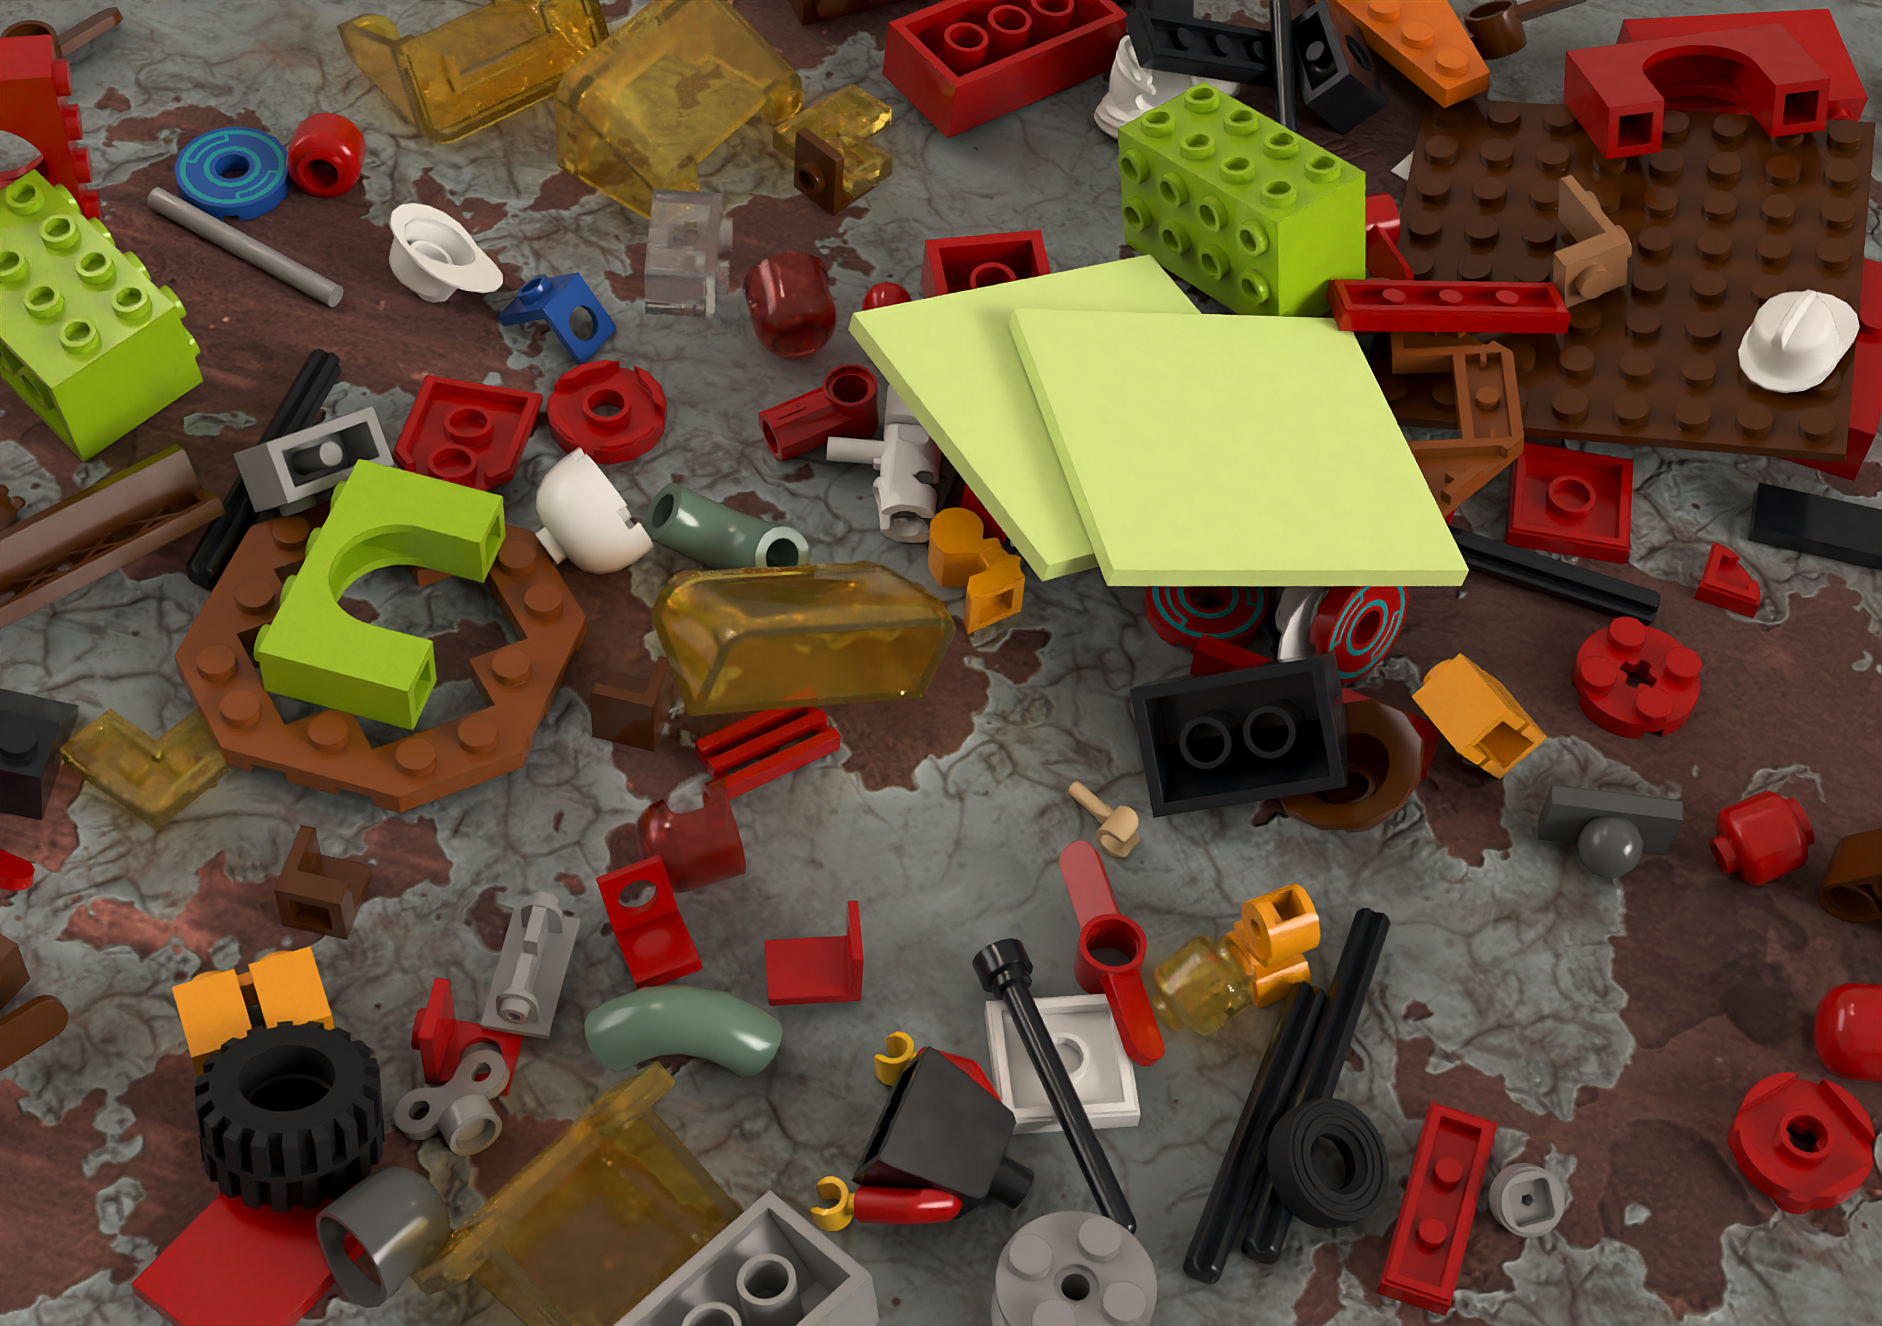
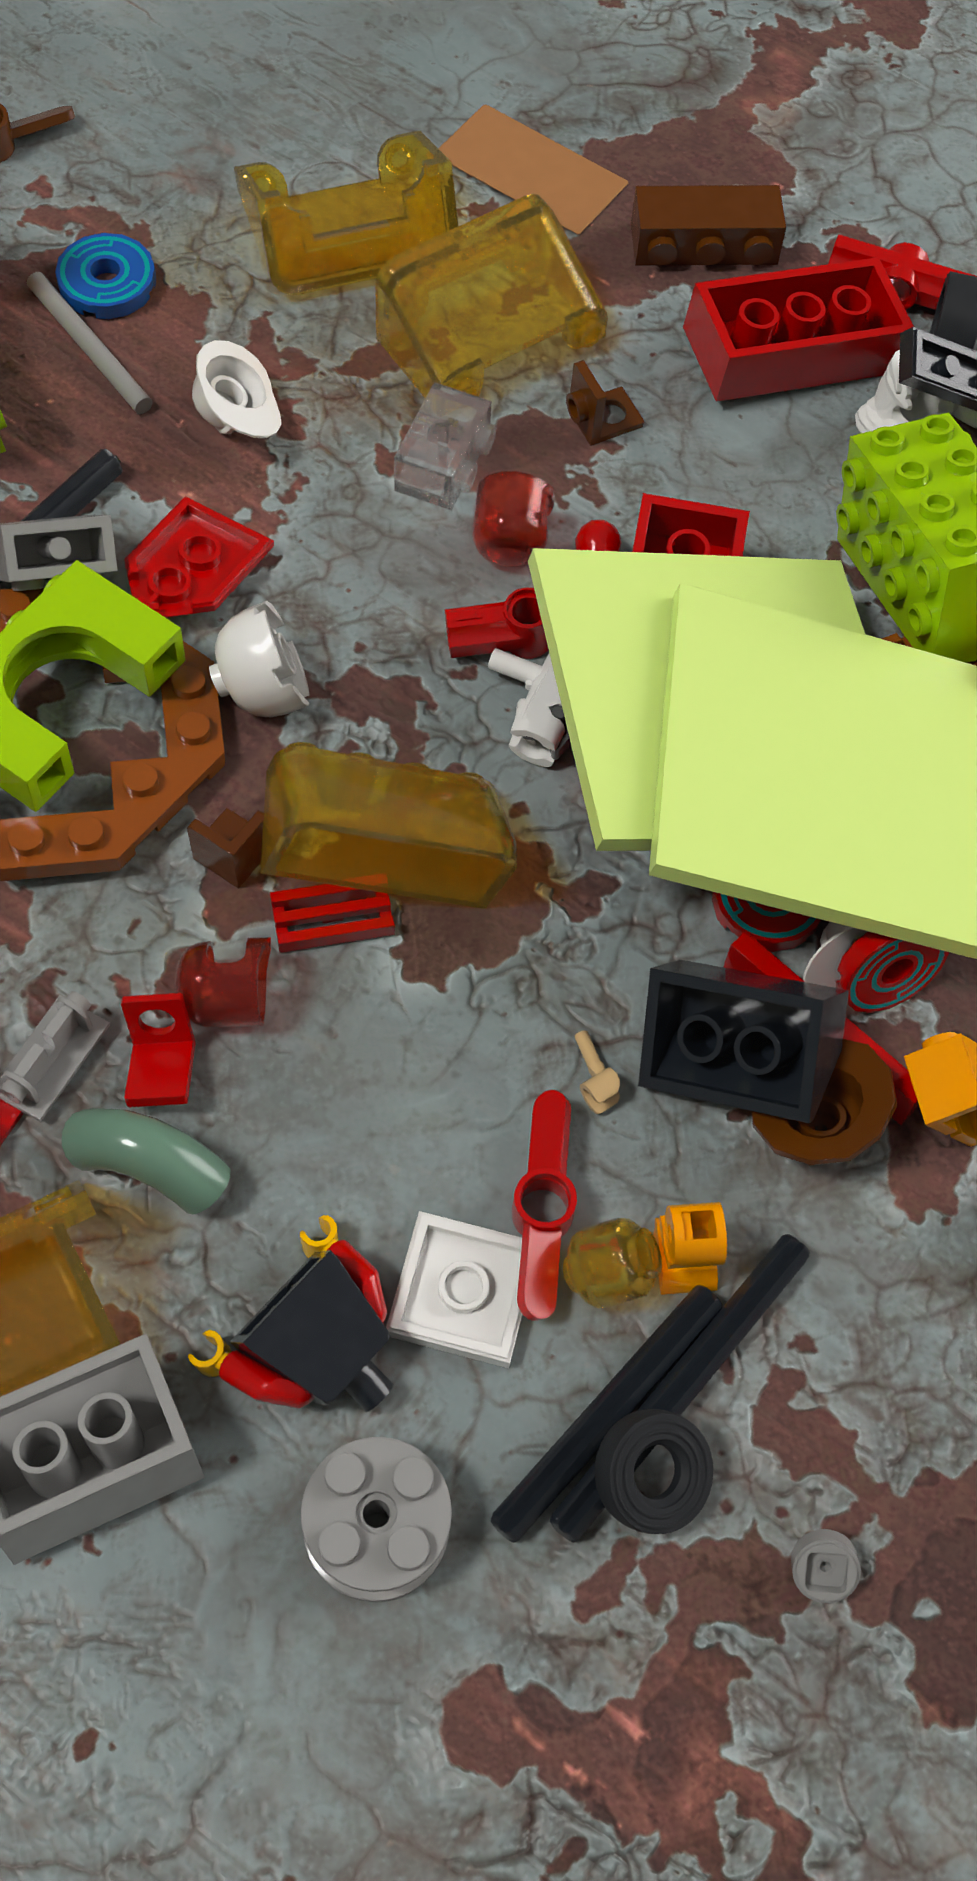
camera: 20 degrees right, 10 degrees up
(326, 155) = (182, 279): red head -> none
(554, 301) = (310, 459): blue bracket -> none
(613, 437) = (327, 595): red tile -> none
(719, 533) = (368, 712): sand green cylinder -> none
(816, 967) = (285, 1131): red bracket -> none
(846, 124) = (620, 370): clear yellow plate -> none
(964, 559) = (564, 798): light orange leg -> none
(1006, 972) = (442, 1192): black piece -> none
(1437, 1209) = (742, 1542): red tile -> none

